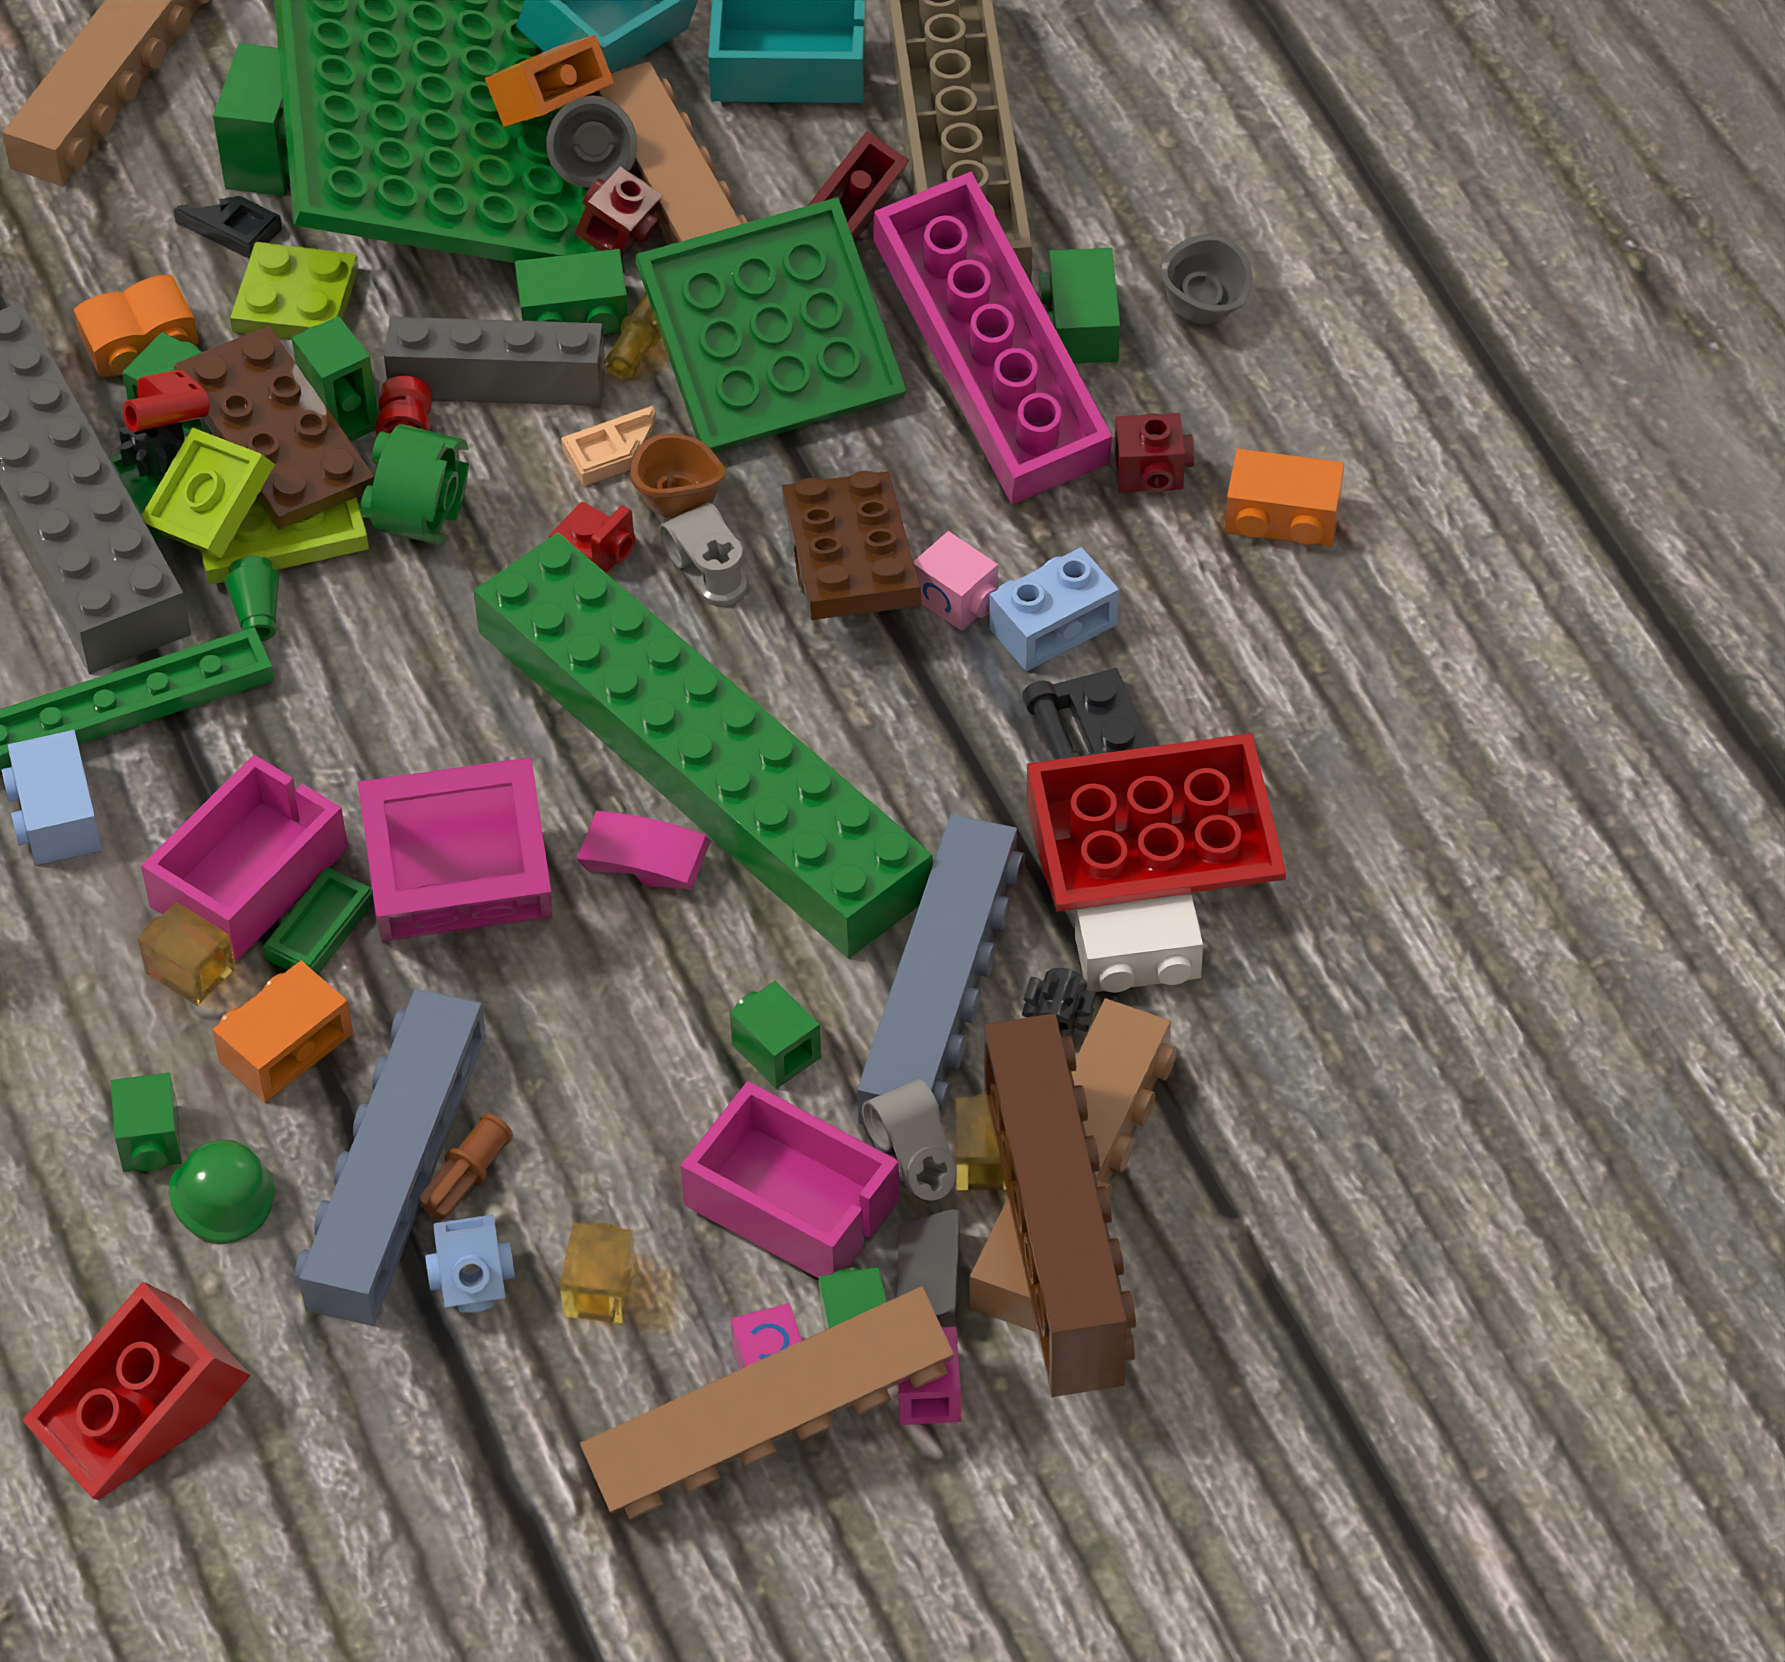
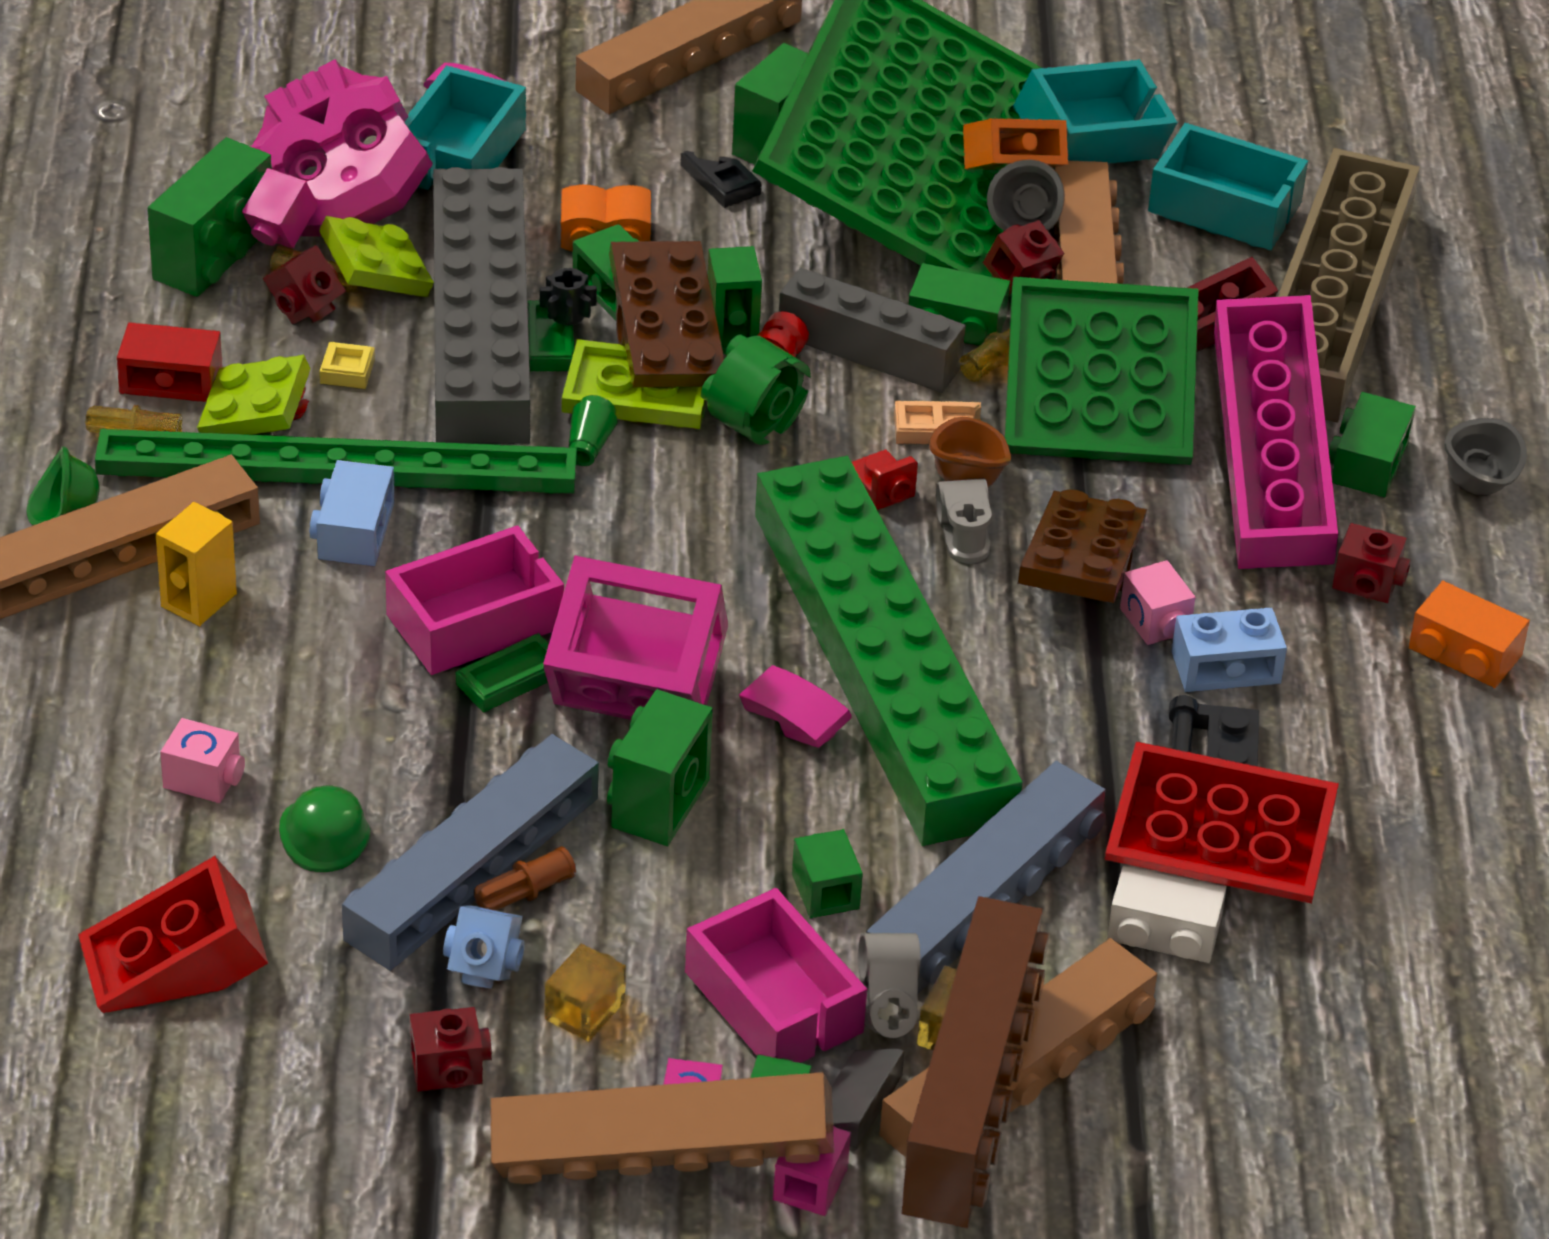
camera: 20 degrees right, 10 degrees down
(49, 1163) = (201, 760): none -> bright pink brick
(146, 1122) = (292, 757): green brick -> none
(165, 400) = (587, 263): red piece -> none
(186, 953) = (393, 653): clear yellow brick -> none
(207, 492) = (588, 339): lime plate -> none
(282, 1030) = (436, 733): orange brick -> none
(293, 289) = (744, 223): lime plate -> none
(493, 1397) = (448, 1048): none -> dark red brick
(547, 982) = (660, 767): none -> green brick
(1061, 993) = (1073, 931): black gear -> none

